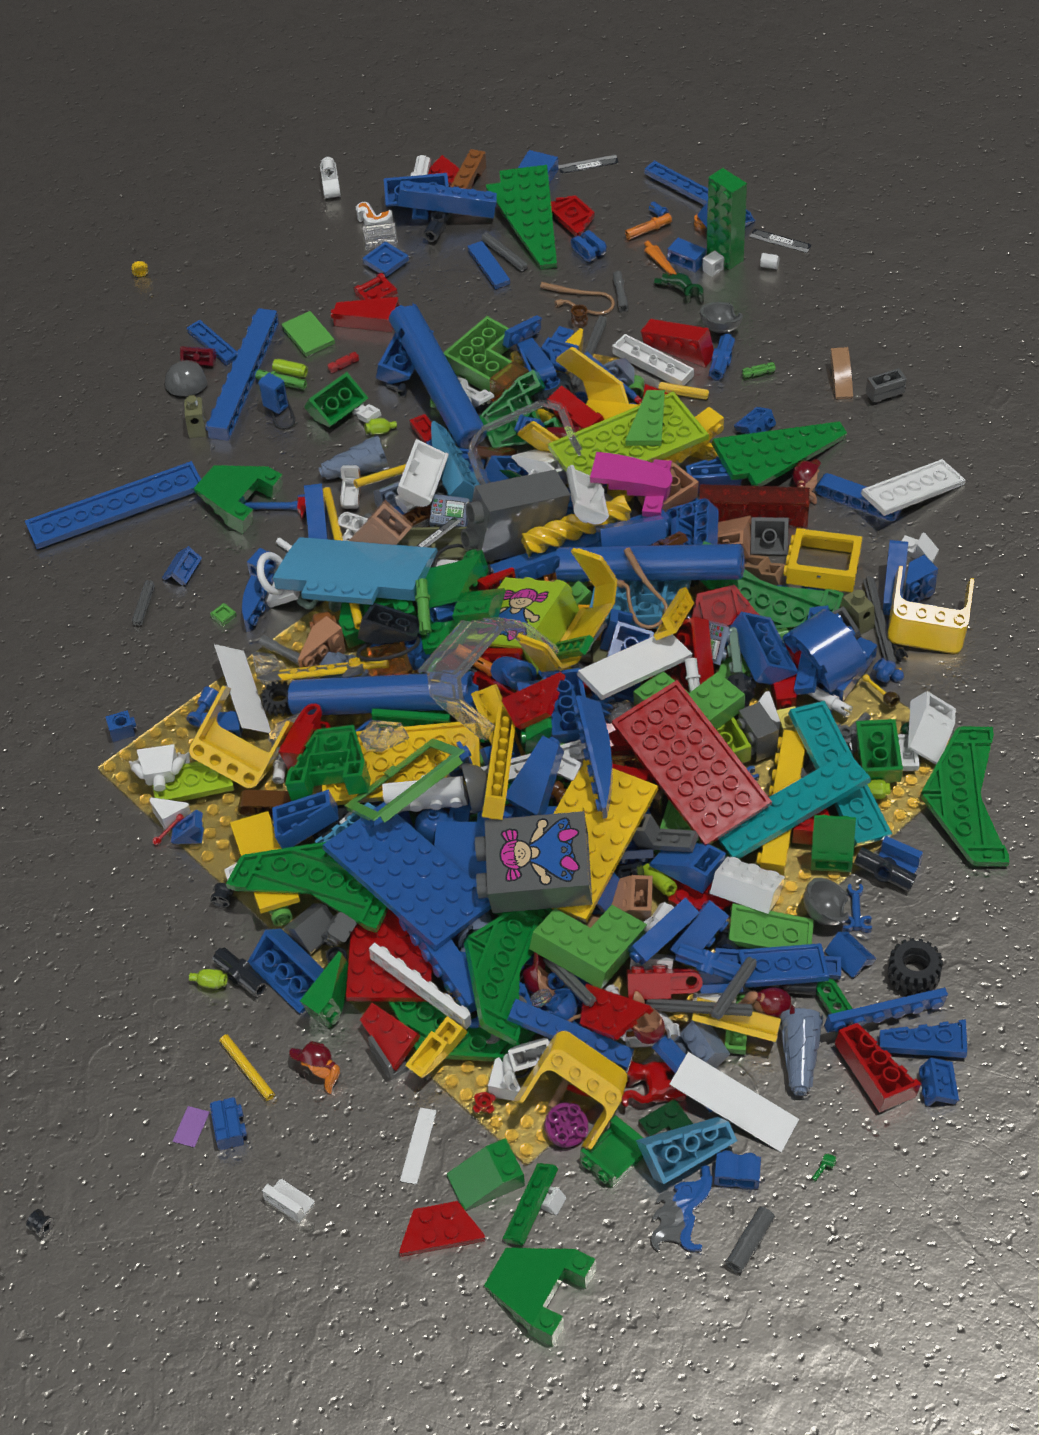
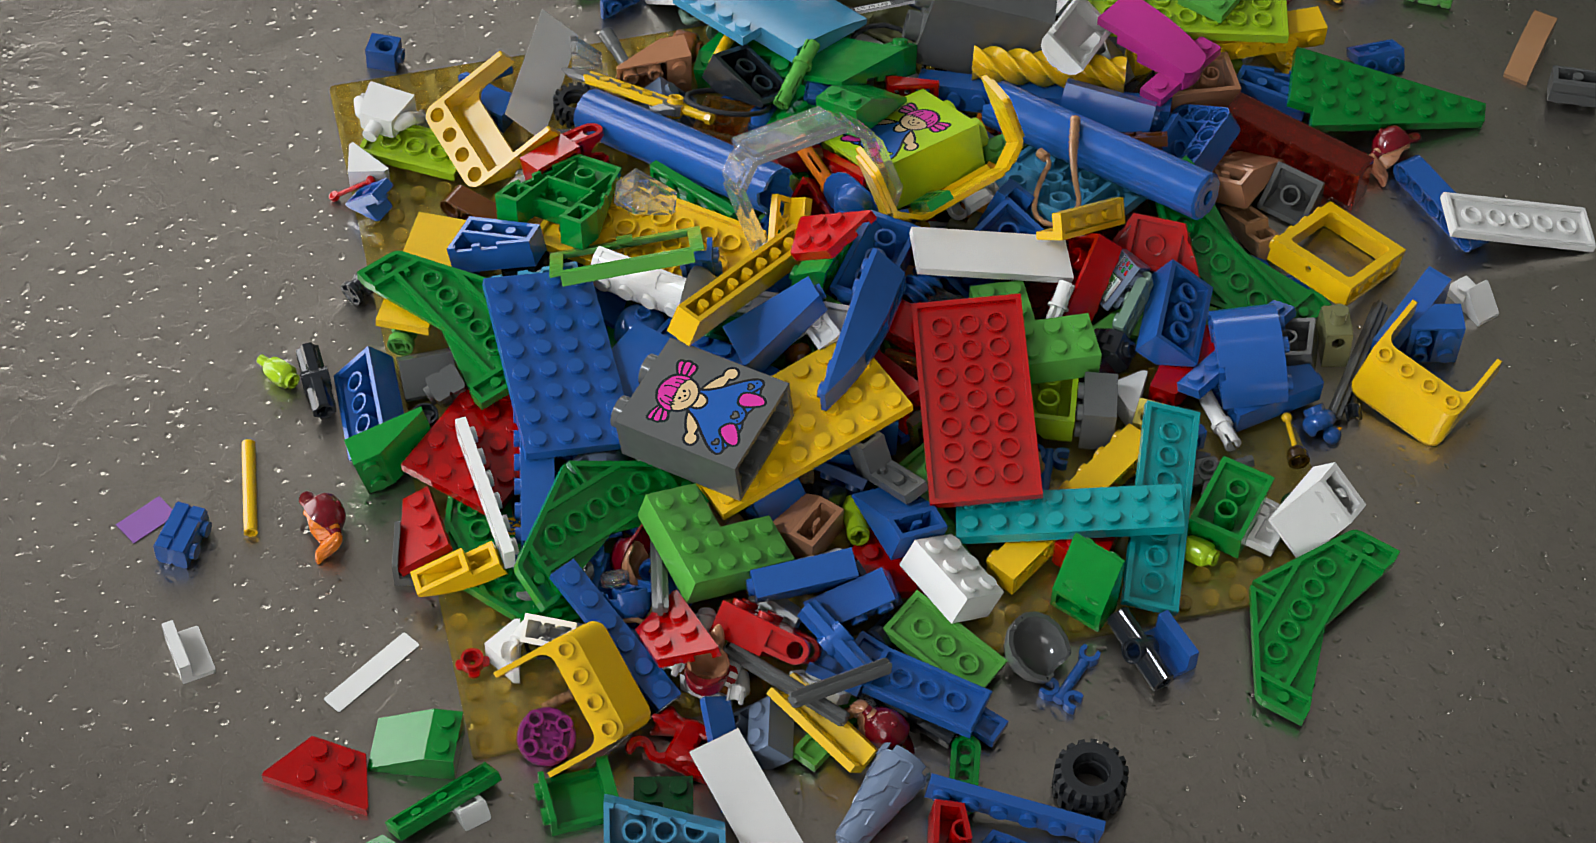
camera: 25 degrees right, 0 degrees up
(851, 951) = (1026, 723): blue panel -> none

